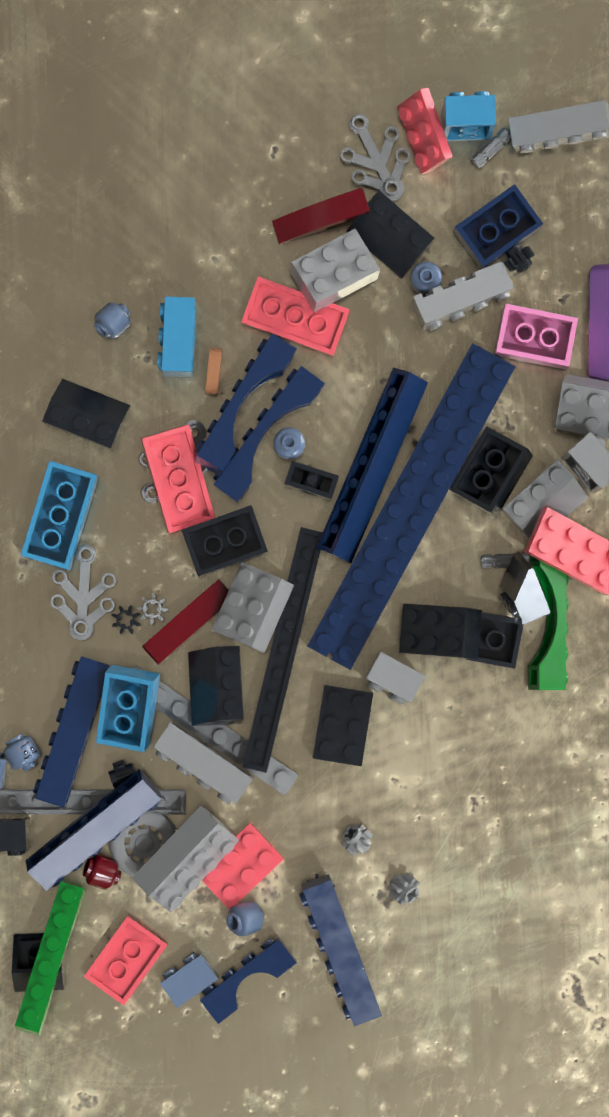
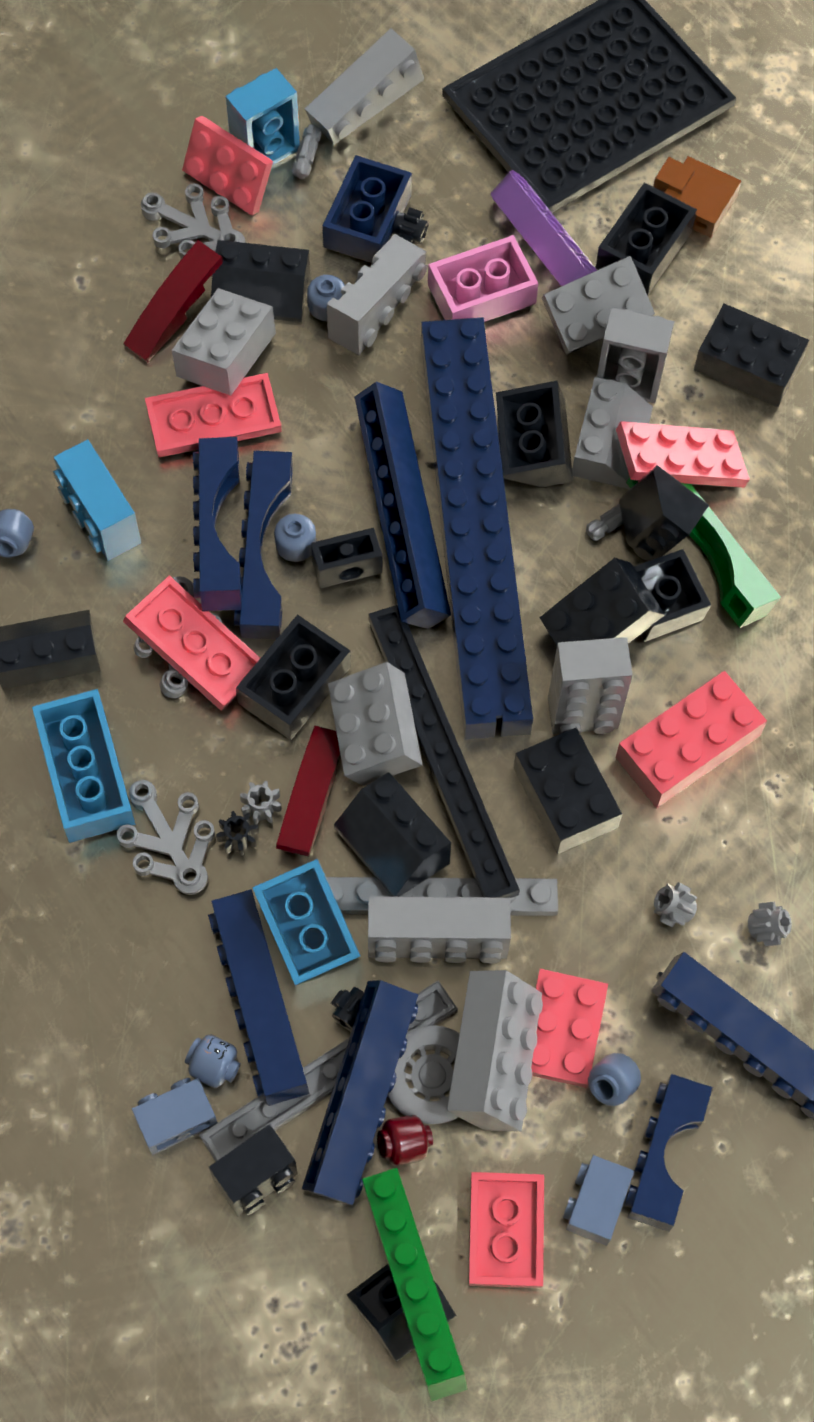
camera: 30 degrees left, 20 degrees down
(213, 371) = (160, 518): nougat beam -> none
(442, 743) = (690, 739): none -> coral brick

